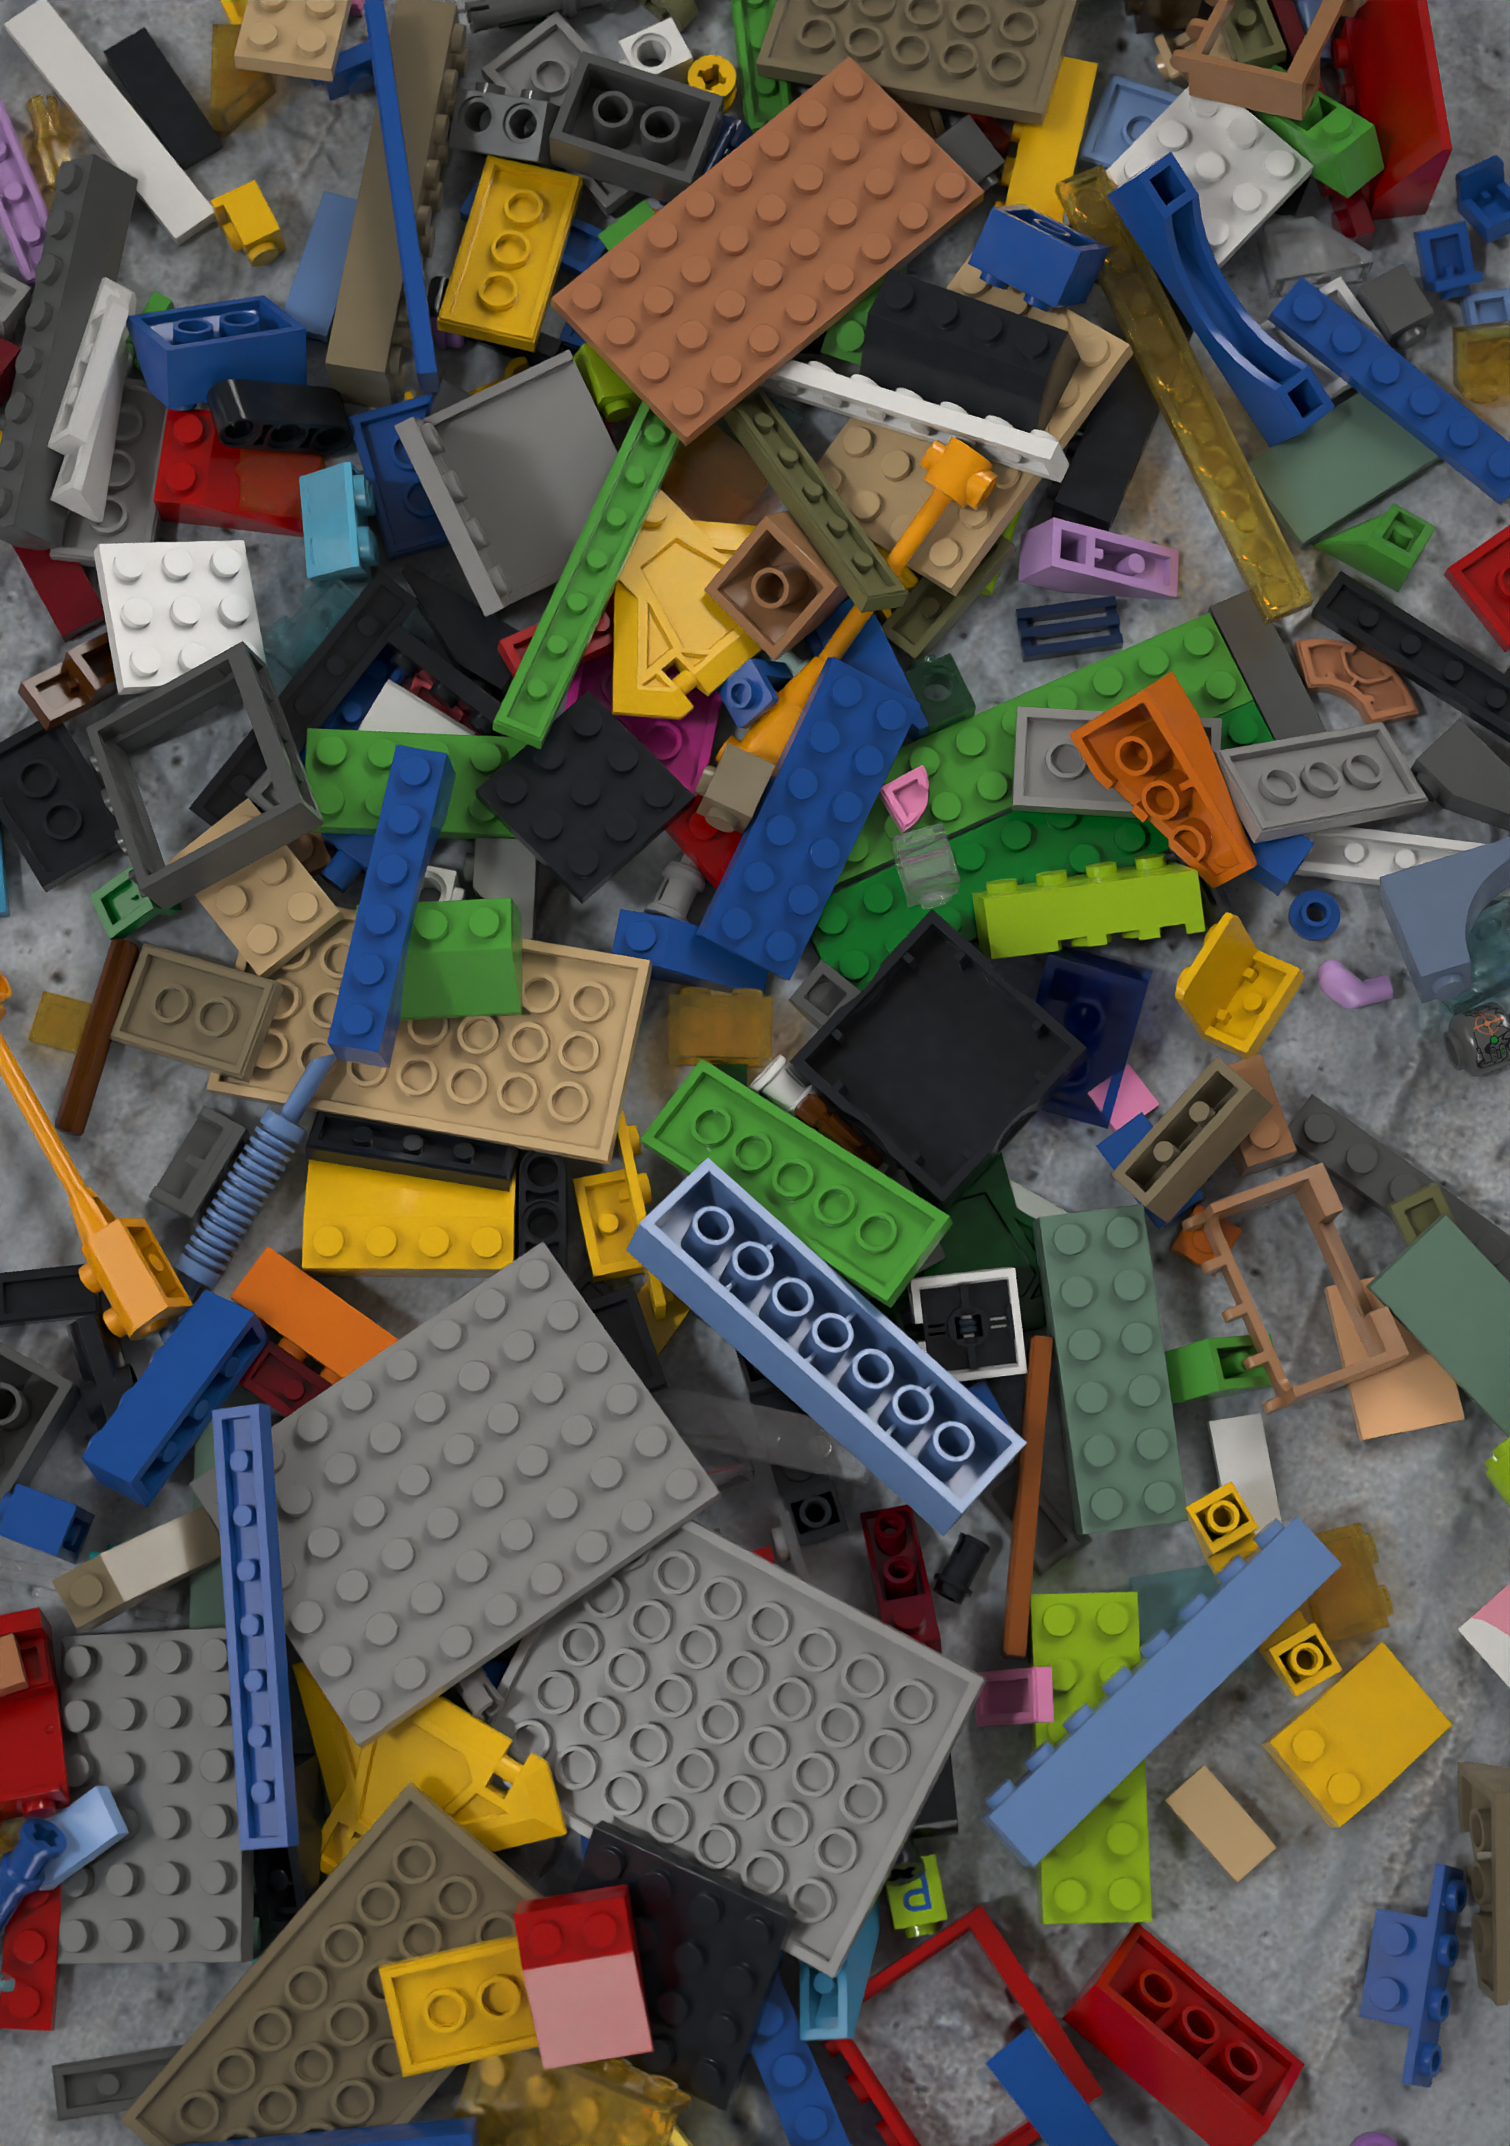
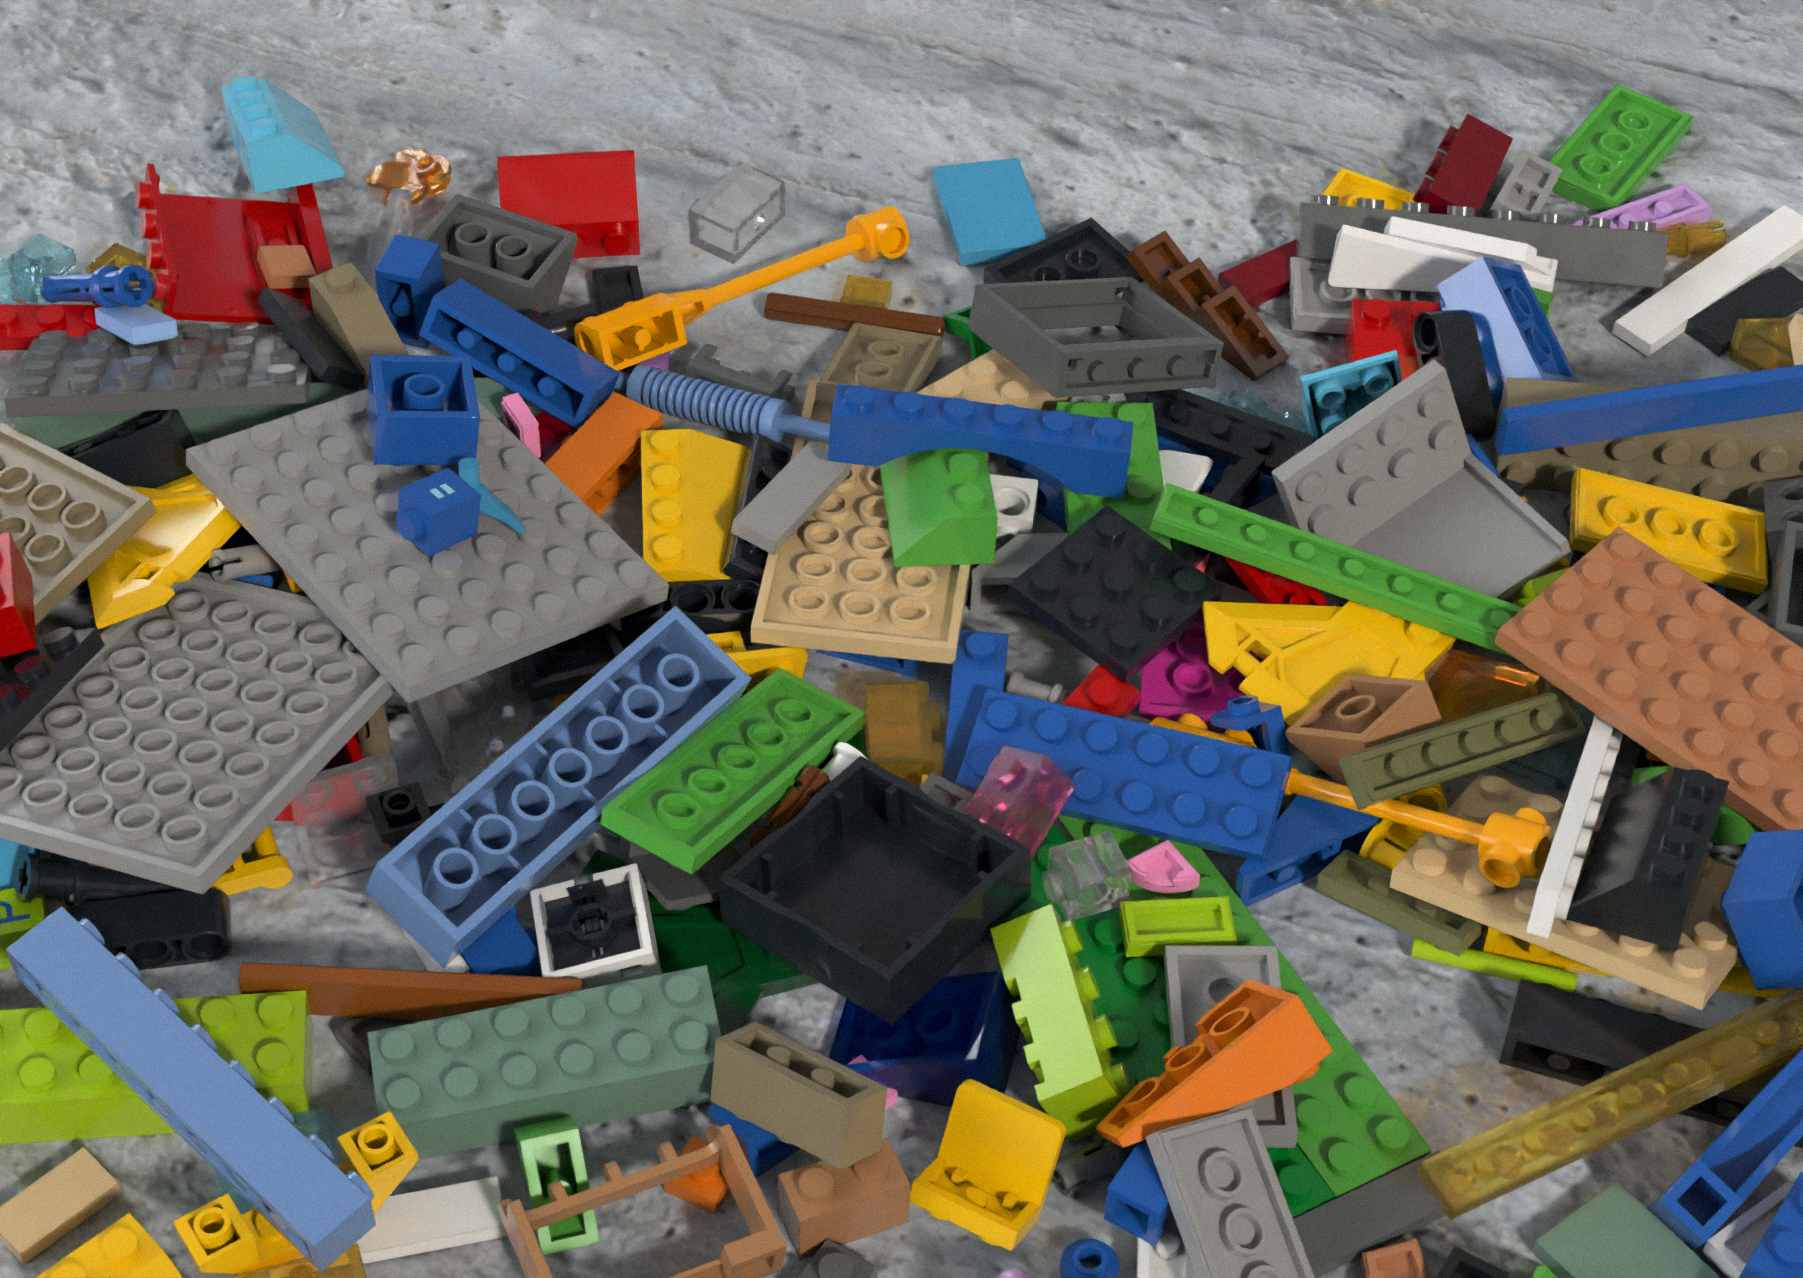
camera: 85 degrees right, 30 degrees down
(138, 1631) = (310, 339): none -> black tile
(174, 607) = (1261, 318): white plate -> none
(249, 224) = (1646, 361): yellow brick -> none
(255, 1627) = (272, 387): blue plate -> none
(285, 1396) = (521, 422): none -> bright pink tile
(328, 1486) = (422, 410): none -> blue brick
(422, 1113) = (790, 498): none -> light grey tile
(445, 1421) = (489, 503): none -> dark azure bar
(484, 1468) = (438, 511): none -> blue brick
(732, 789) = (1139, 691): dark tan brick -> none
(845, 926) = (1021, 796): none -> clear pink bracket
(900, 1574) = (305, 908): dark red slope -> none
(944, 672) = (1285, 899): clear green brick -> none
(961, 1569) = (331, 951): black pin -> none
(974, 793) = (1154, 924): none -> lime tile
(1015, 1697) = (199, 984): bright pink tile -> none
(1067, 610) = (1404, 1015): dark blue tile -> none
(1096, 562) = (1465, 1039): lavender slope -> none

